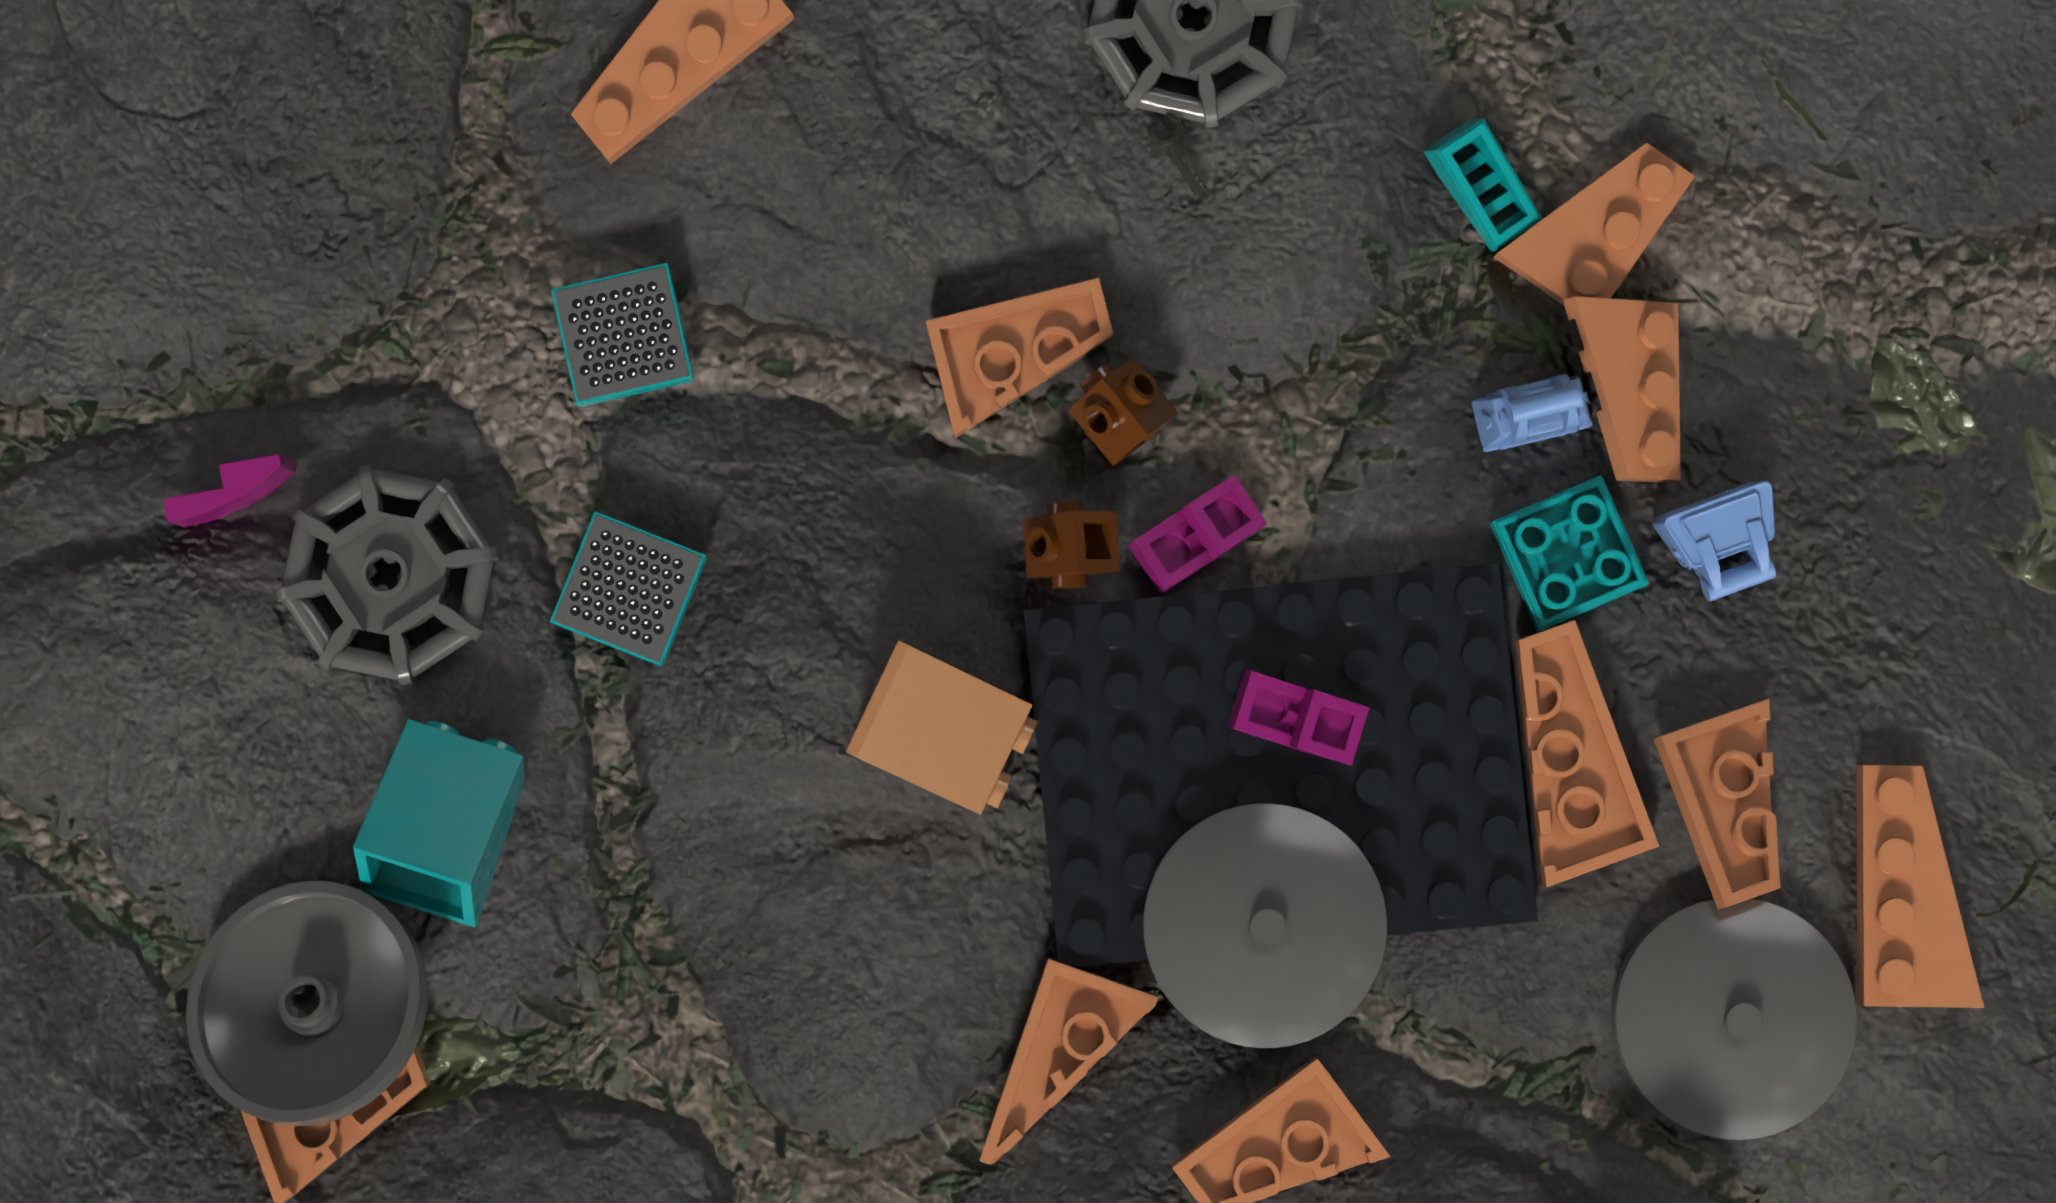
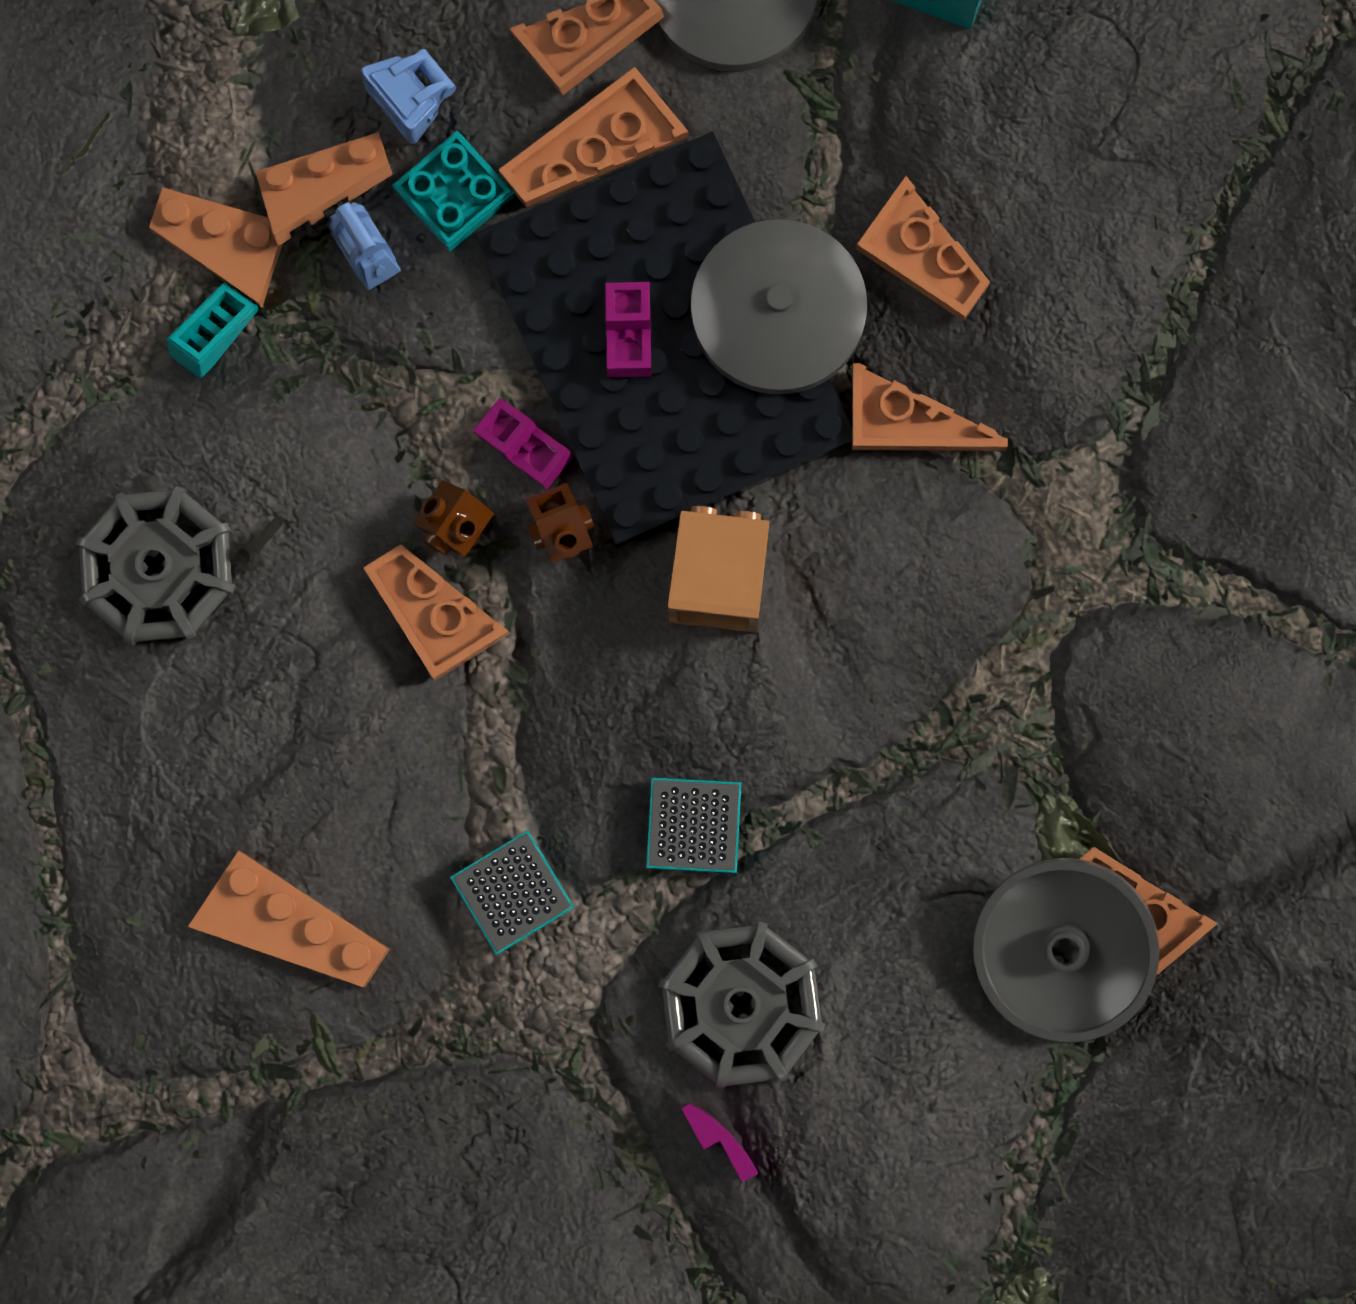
camera: 105 degrees left, 5 degrees down
(439, 821) = (904, 900): teal slope -> none

